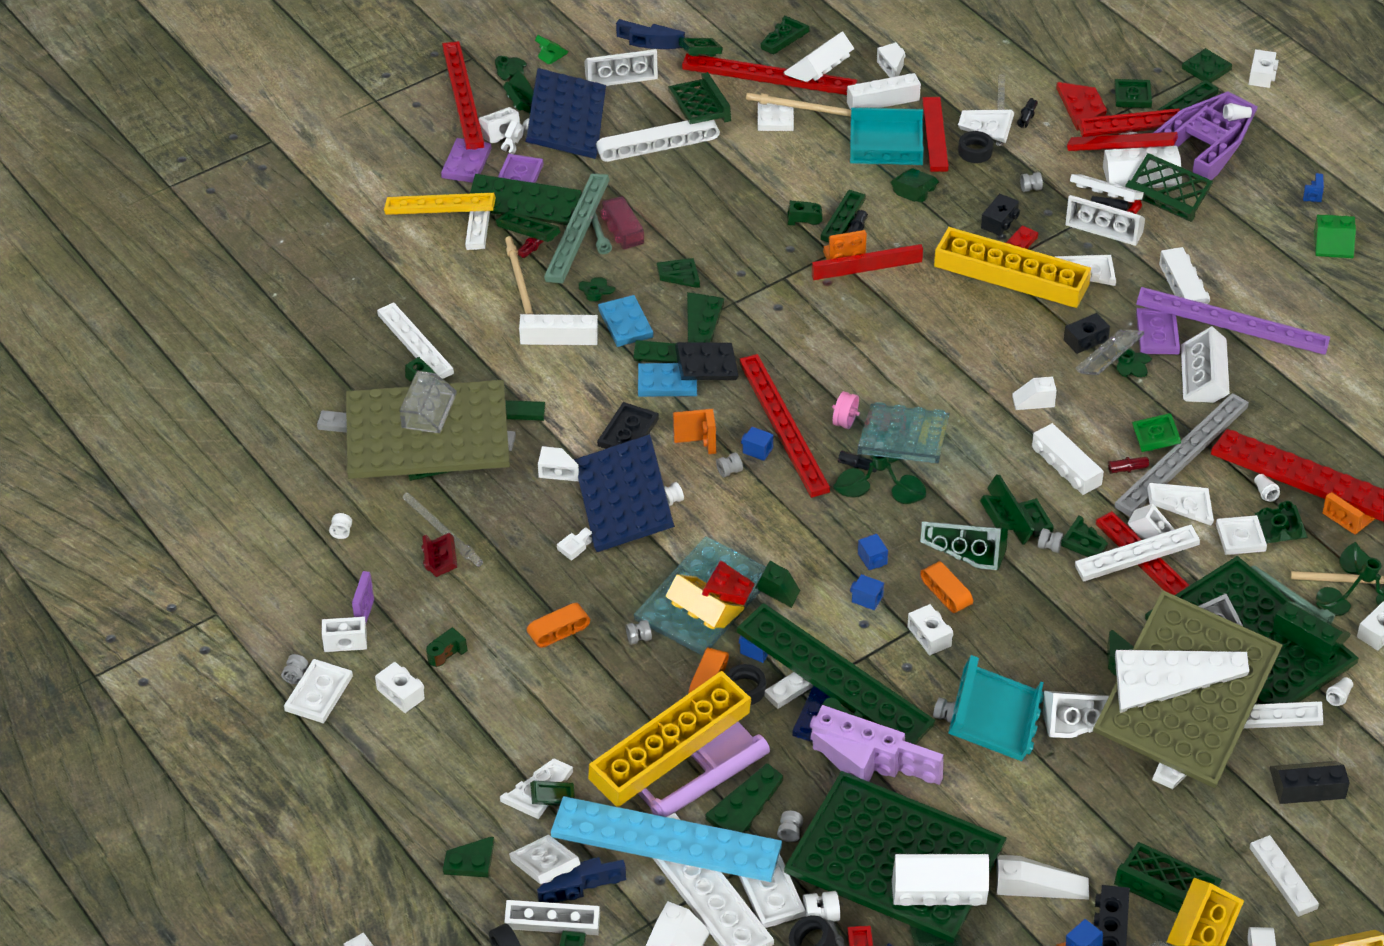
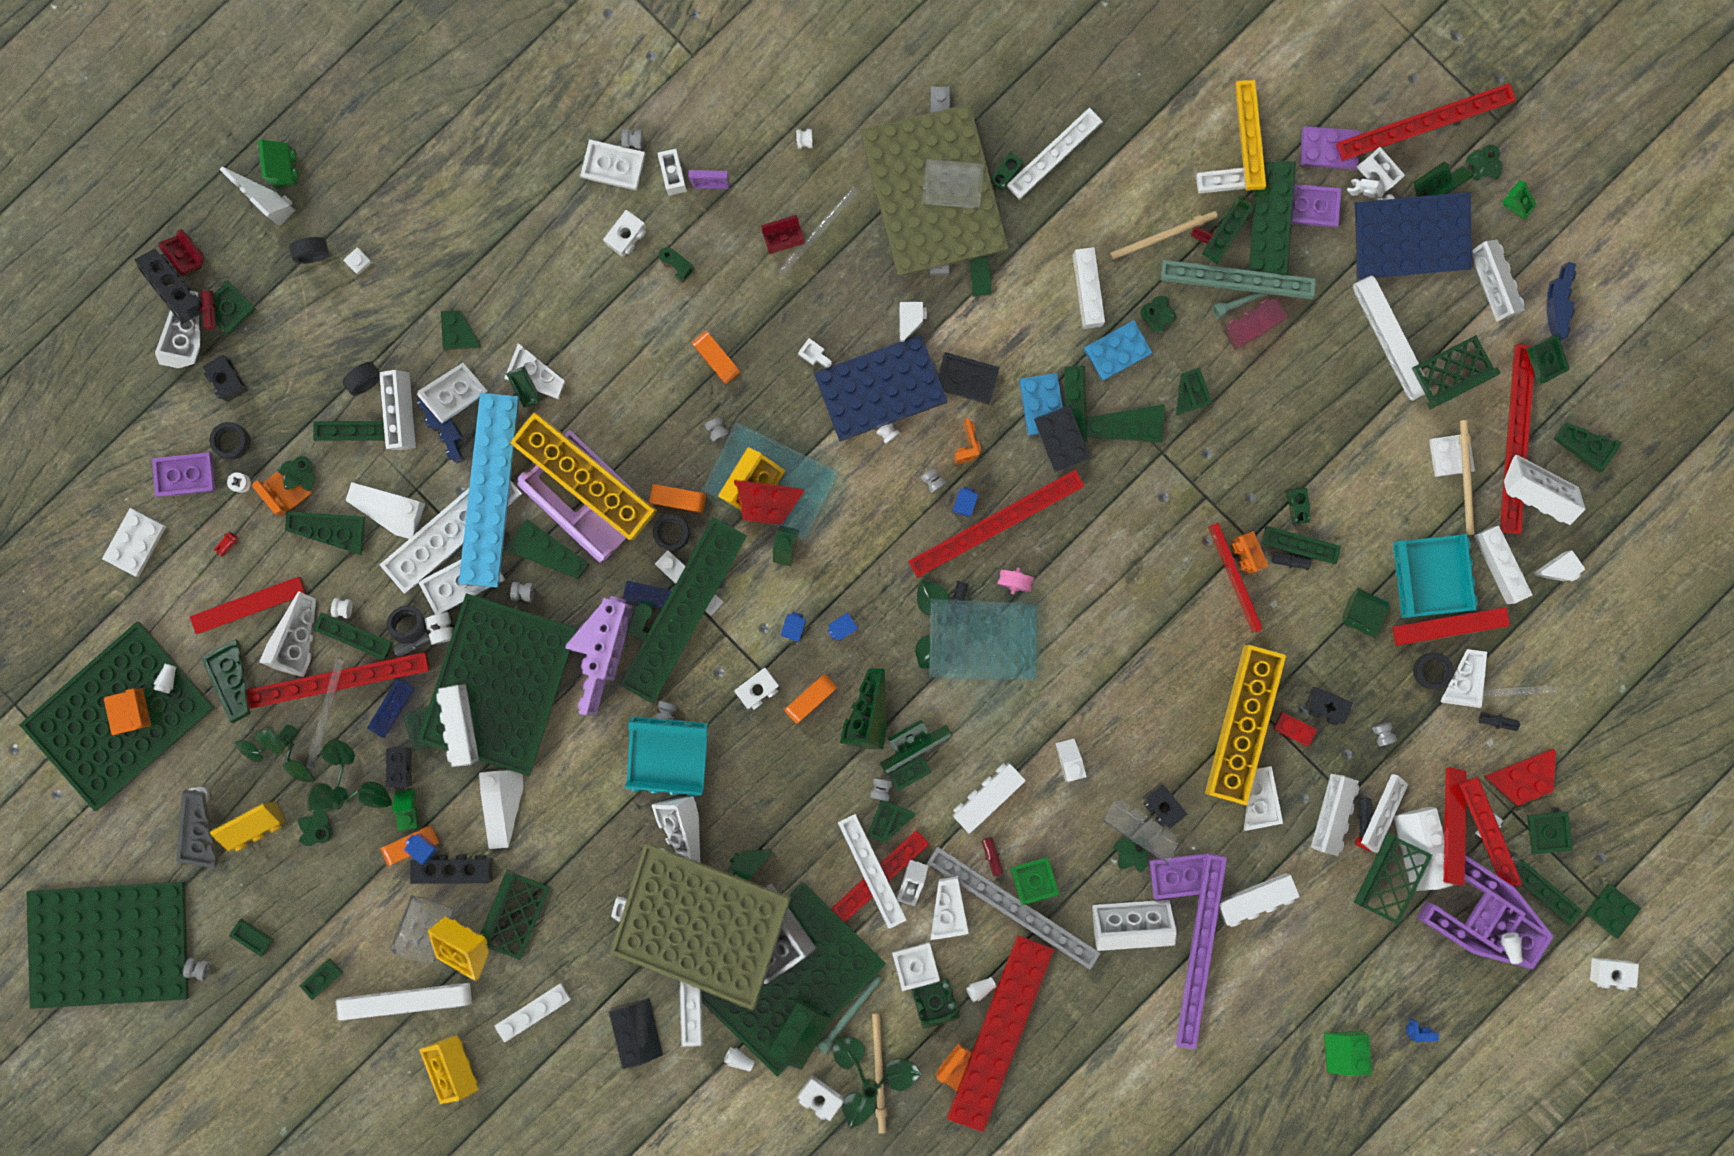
camera: 75 degrees right, 40 degrees up
(1161, 675) = (701, 901): white wing -> none

